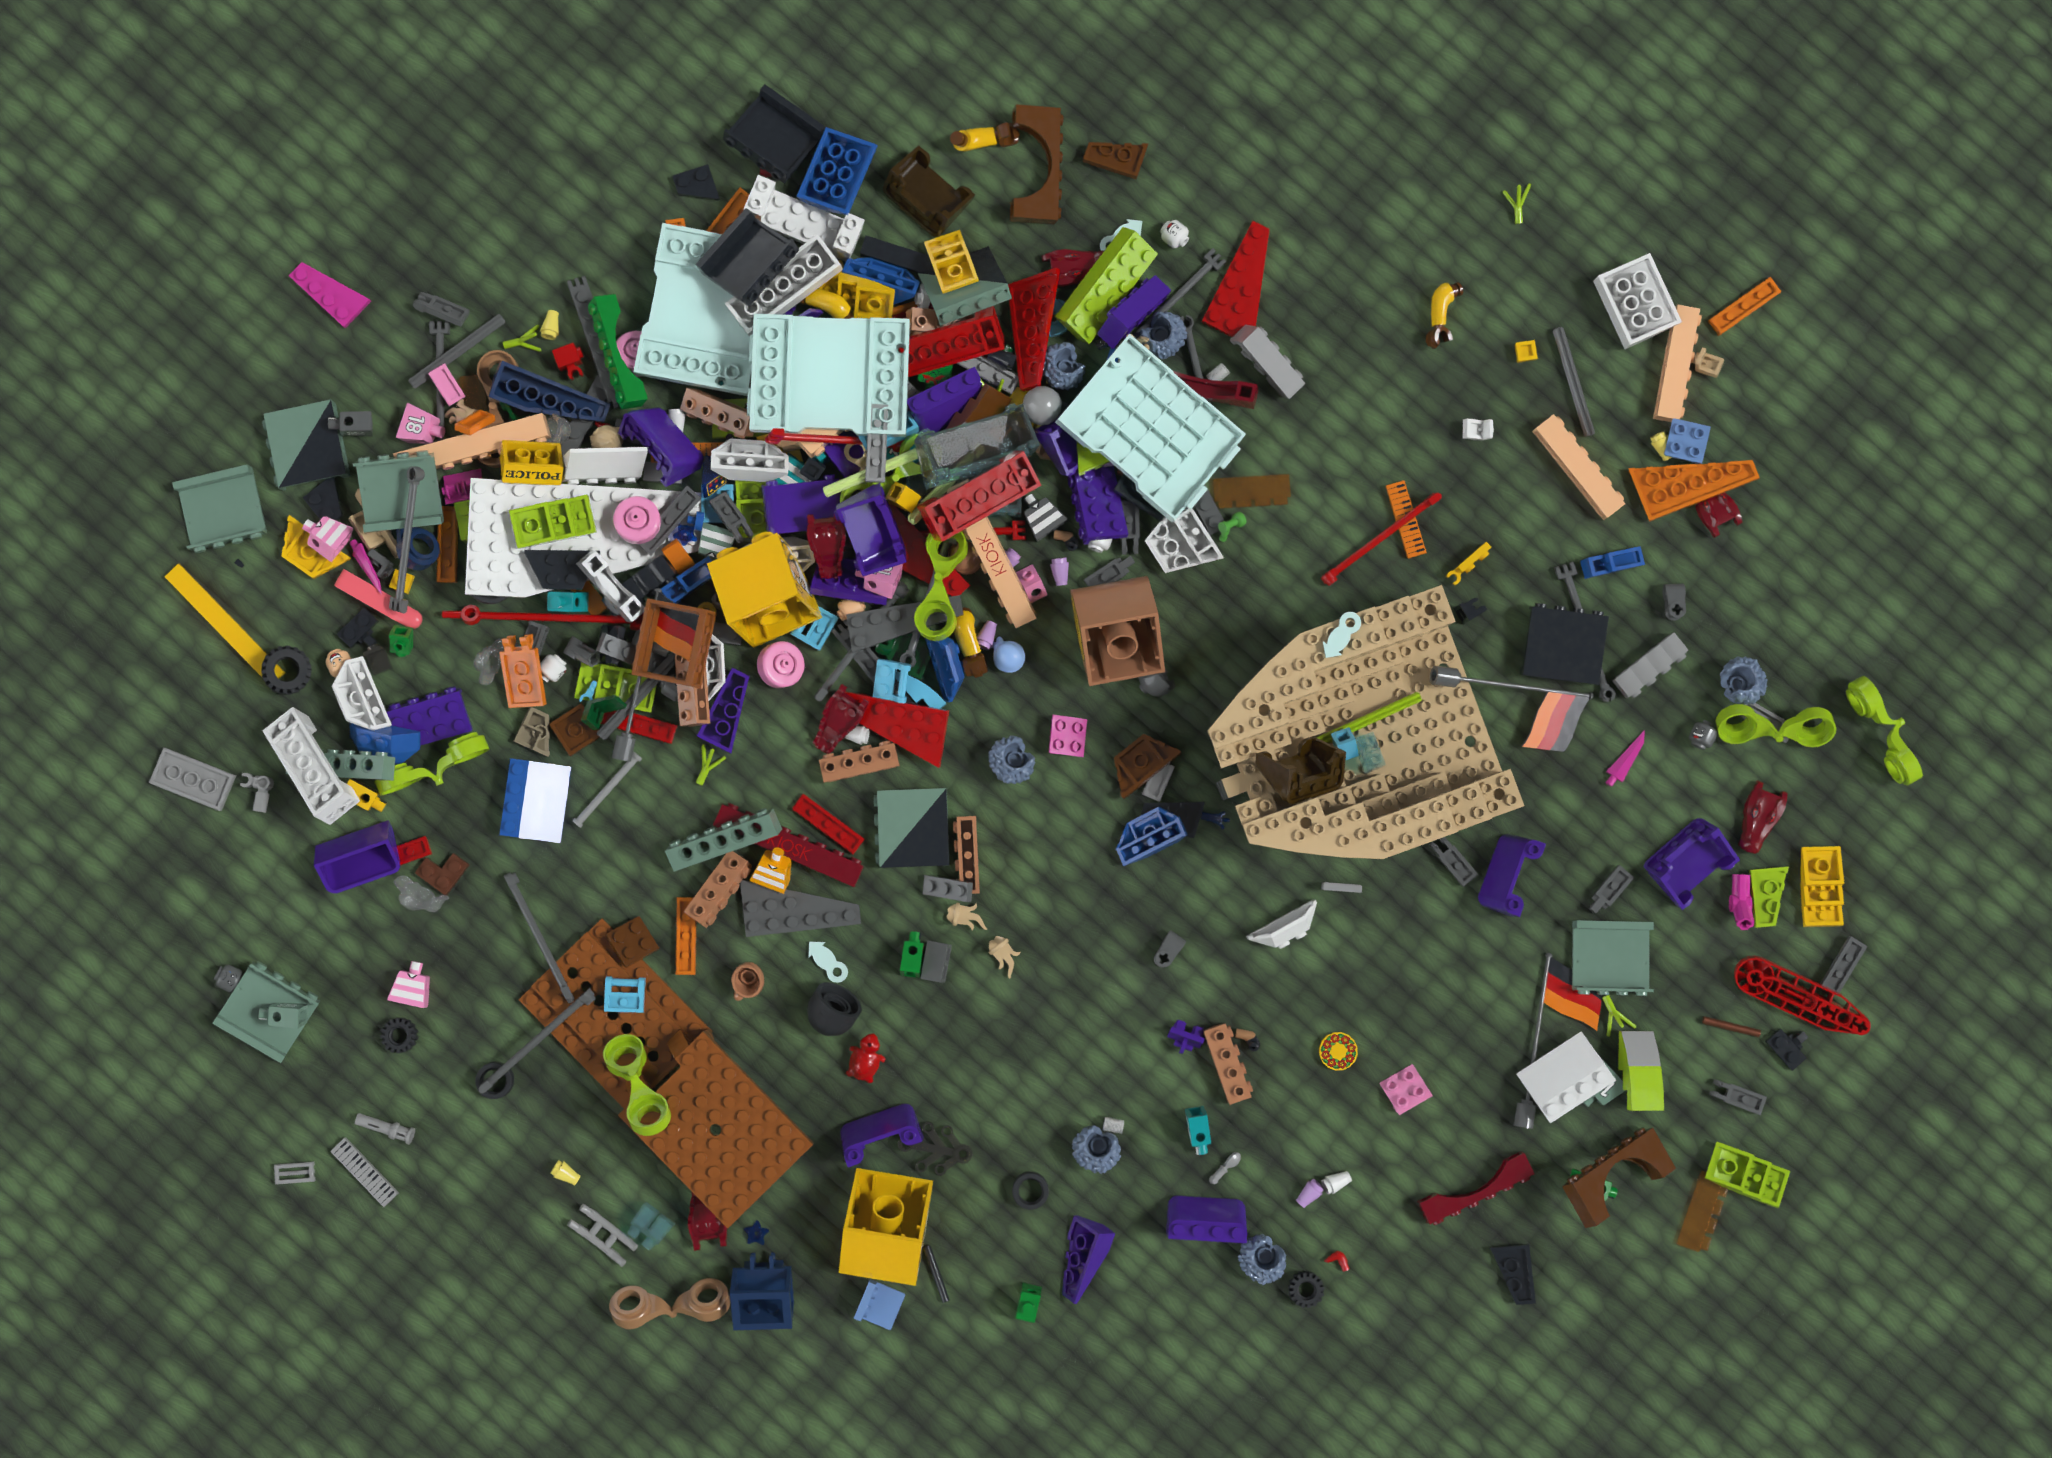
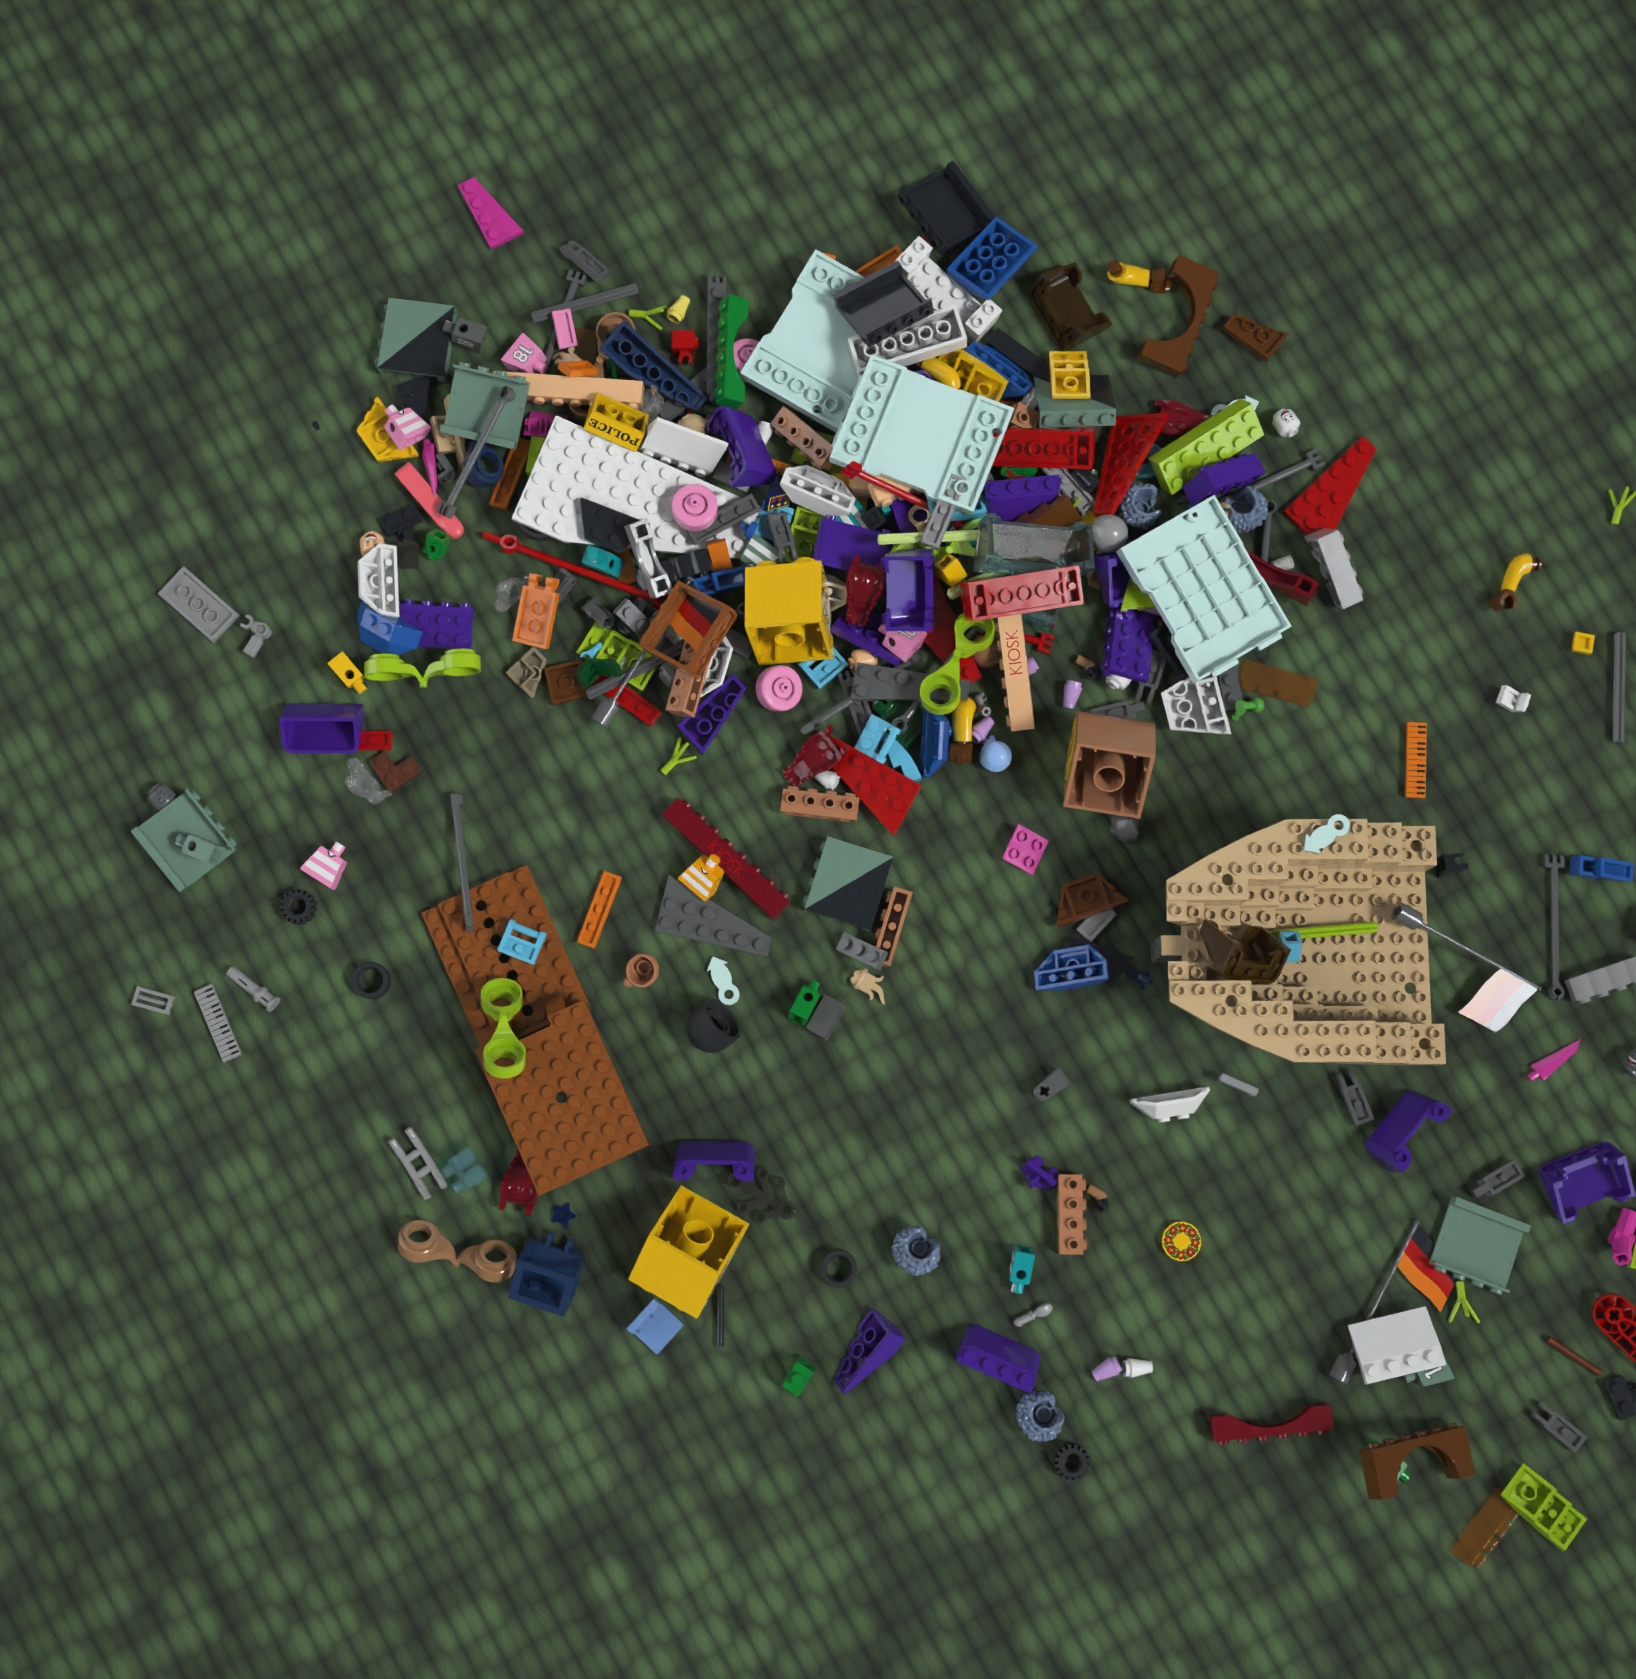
camera: 25 degrees right, 5 degrees down
(219, 619) = (281, 475): yellow tile -> none
(221, 508) = (318, 369): sand green panel -> none
(293, 654) = (321, 518): black tyre -> none
(308, 767) = (309, 627): white plate -> none
(346, 767) = (339, 636): sand green brick -> none
(408, 583) = (462, 495): yellow plate -> none
(535, 800) = (505, 734): slope -> none
(552, 521) = (616, 481): lime slope -> none
(552, 668) = (566, 618): white head -> none
(565, 1173) = (404, 1091): light yellow cone -> none
(585, 998) = (485, 932): dark grey hinge -> none
(606, 790) = (576, 747): light grey bar -> none
(632, 942) = (547, 896): reddish brown plate -> none
(681, 859) = (619, 829): sand green brick -> none
(689, 530) = (737, 534): clear blue plate -> none
(696, 183) = (858, 229): black wing -> none
(718, 889) = (645, 875): nougat brick -> none
(828, 824) = (770, 852): red tile -> none
(864, 1060) = (725, 1086): red animal -> none
(979, 614) = (980, 706): none -> light grey arm
(1001, 950) = (891, 1029): tan piece -> none
(1010, 760) = (963, 853): sand blue hair -> none
(1030, 580) = (1040, 693): bright pink bracket -> none
(1042, 517) = (1072, 638): torso -> none
(1116, 1121) = (947, 1234): white piece -> none
(1330, 576) = (1325, 788): red hinge -> none
(1340, 1257) = (1116, 1445): red animal -> none
(1371, 754) = (1312, 968): clear light blue hips -> none
(1405, 1089) = (1234, 1302): bright pink hinge -> none
(1467, 565) = (1461, 822): yellow plate -> none
(1516, 1269) = (1284, 1520): black wing -> none
(1565, 644) = (1531, 930): black panel -> none
(1579, 467) = (1598, 768): light nougat brick -> none
(1641, 1070) = (1472, 1366): lime slope -> none

